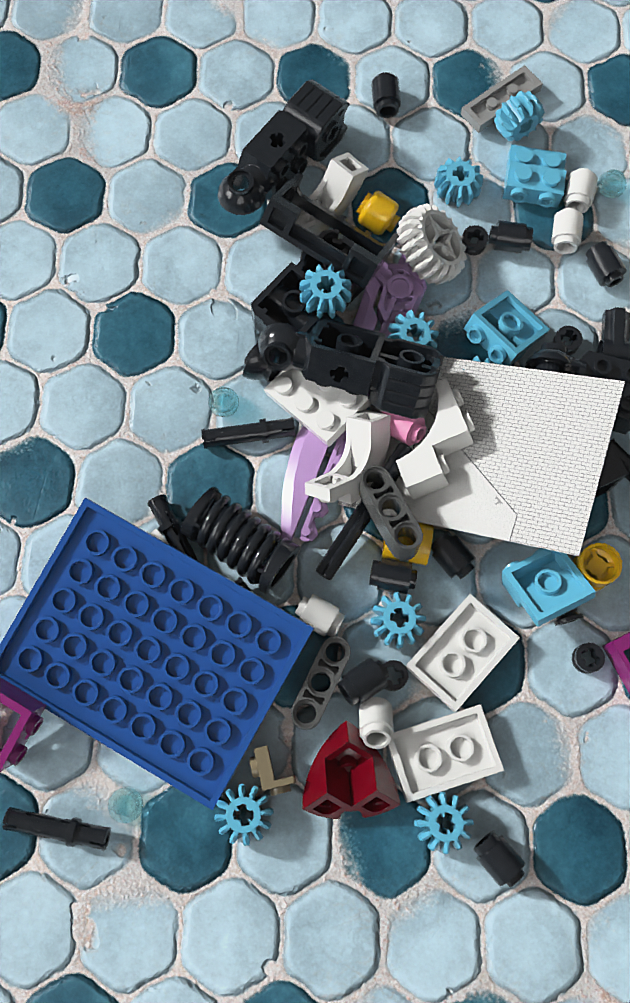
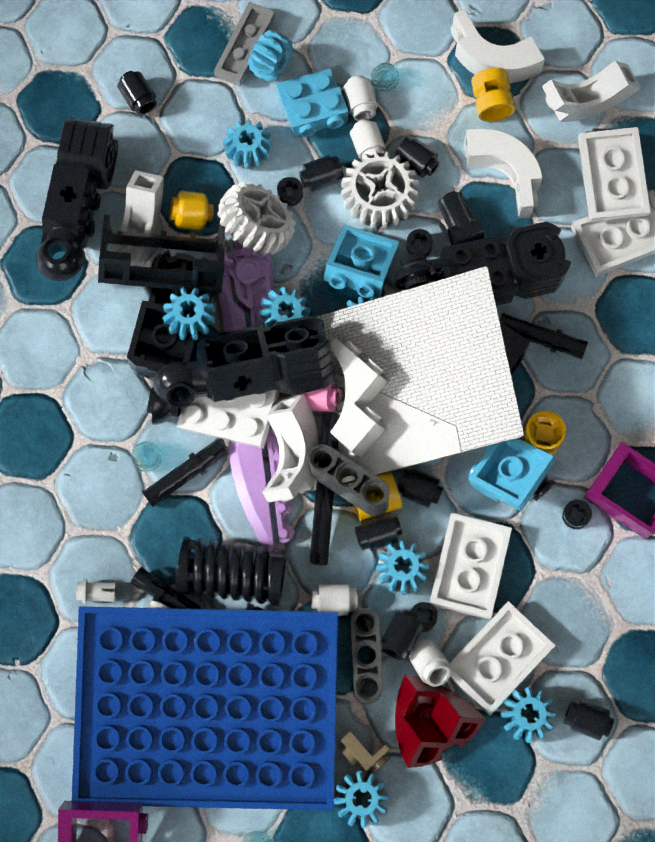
camera: 25 degrees left, 0 degrees up
(113, 495) = (95, 591): none -> white pin
(556, 286) = (362, 176): none -> white gear

